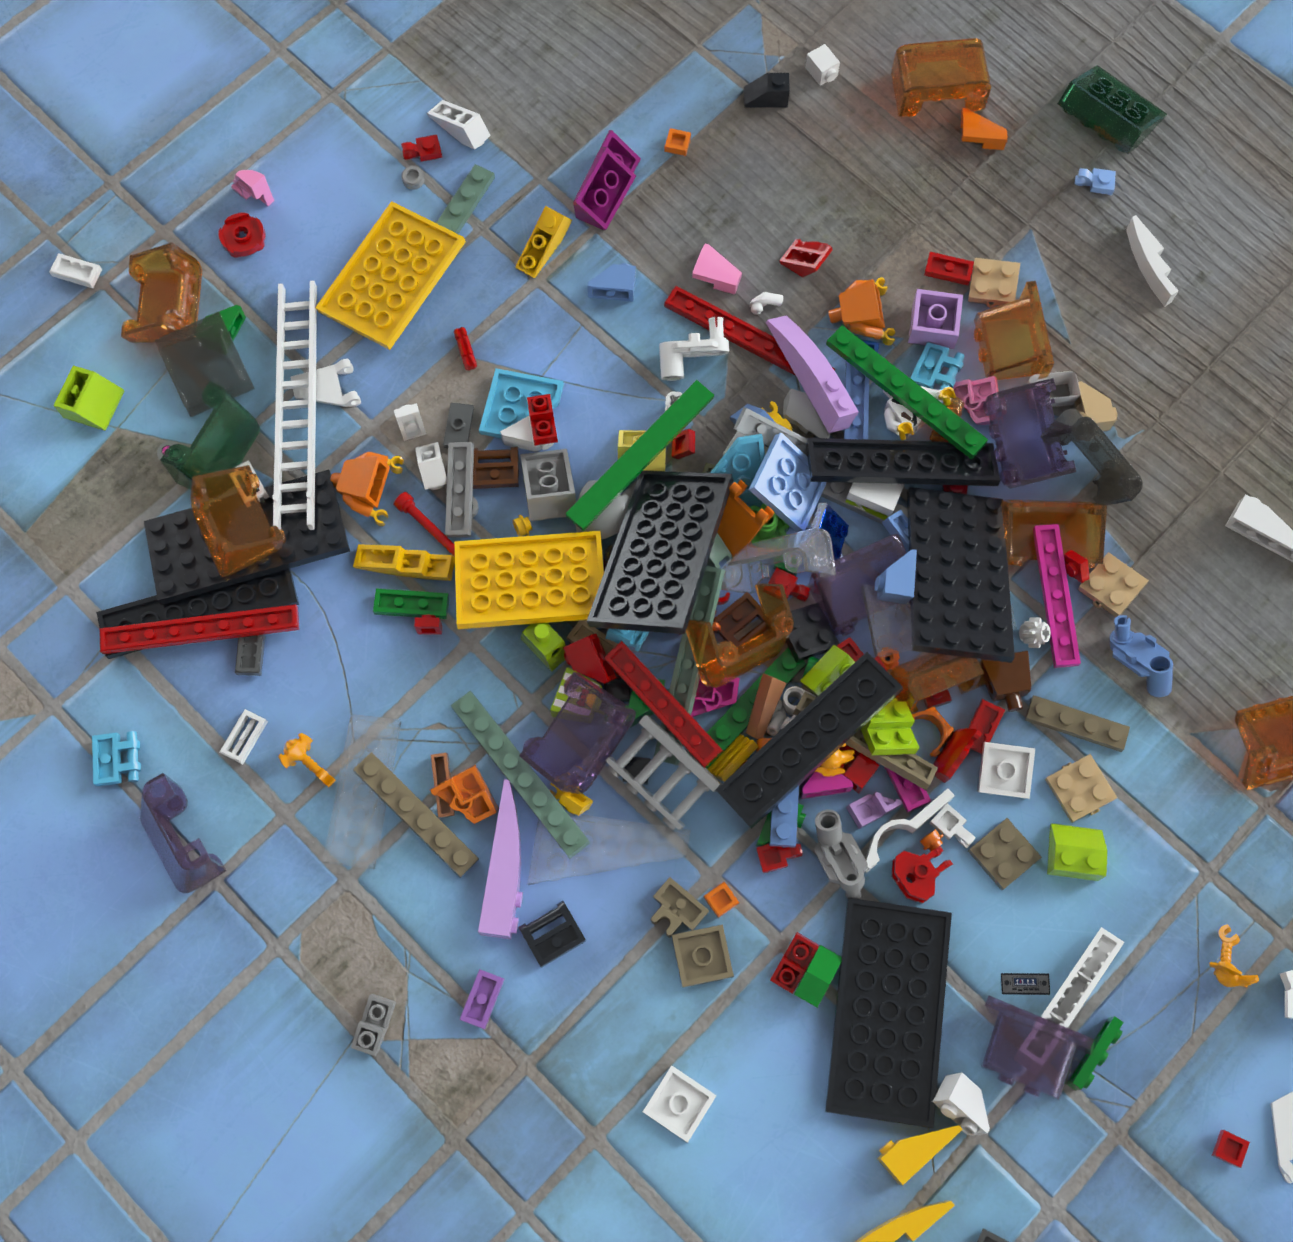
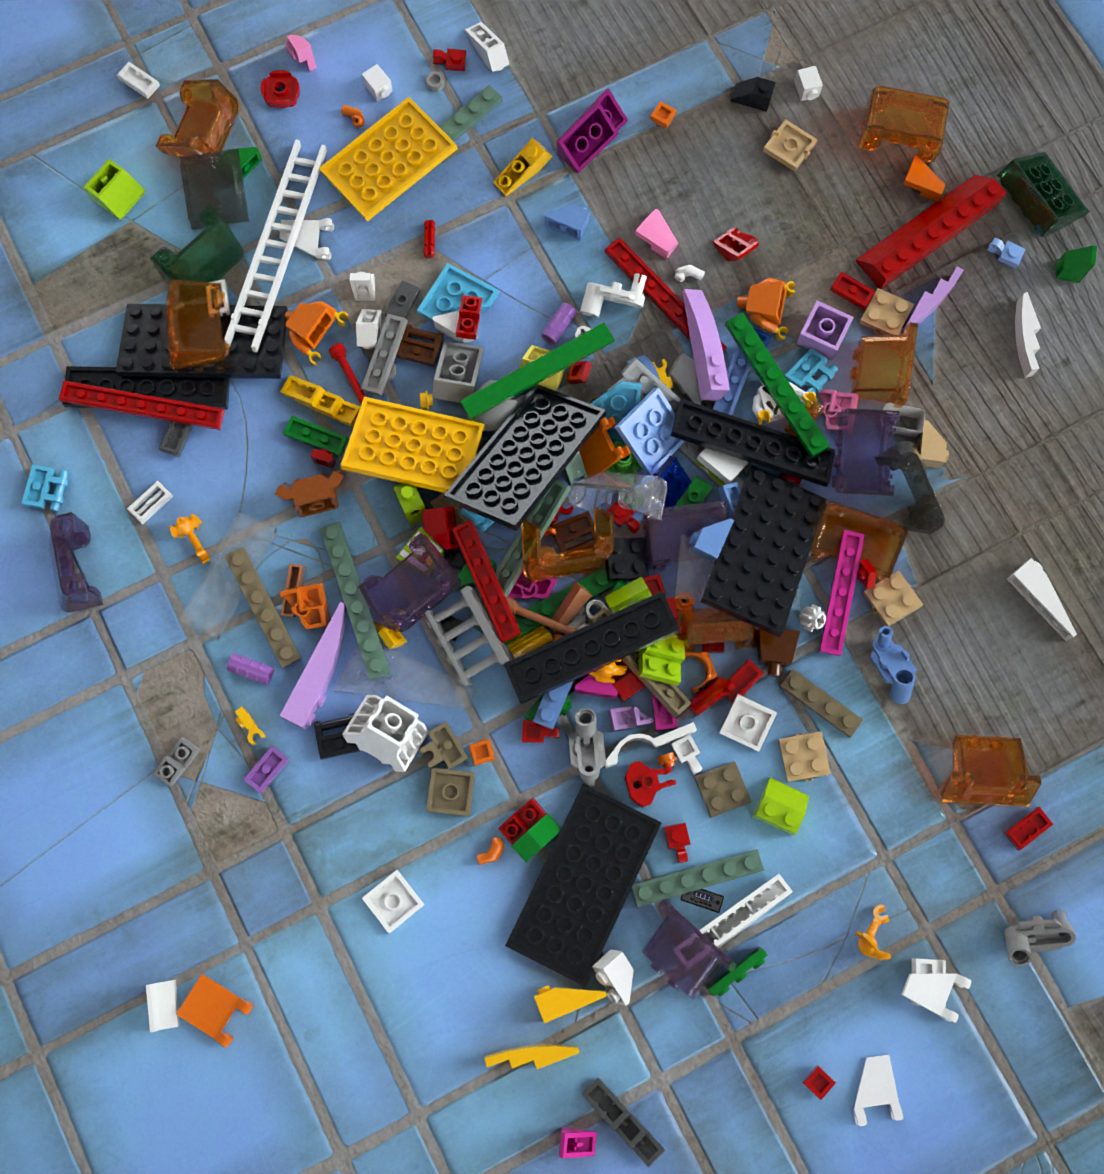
camera: 15 degrees right, 5 degrees up
(336, 238) = (355, 114): none -> orange arm
(349, 197) = (377, 82): none -> white brick
(424, 889) = (250, 669): none -> medium lavender axle
(432, 667) = (313, 493): none -> dark orange slope
(439, 951) = (246, 721): none -> yellow plate
(606, 910) = (386, 731): none -> white slope
(642, 398) = (558, 323): none -> medium lavender axle
(737, 727) = (516, 609): none -> nougat piece
(775, 1009) = (493, 853): none -> orange arm
(826, 135) = (790, 145): none -> tan plate
(858, 536) = (696, 492): none -> green plate
(974, 925) = (678, 838): none -> red plate
(1008, 180) = (931, 229): none -> red slope
(1012, 963) = (697, 878): none -> sand green plate
(1035, 255) = (930, 302): none -> lavender slope
(1175, 170) = (1075, 264): none -> green slope

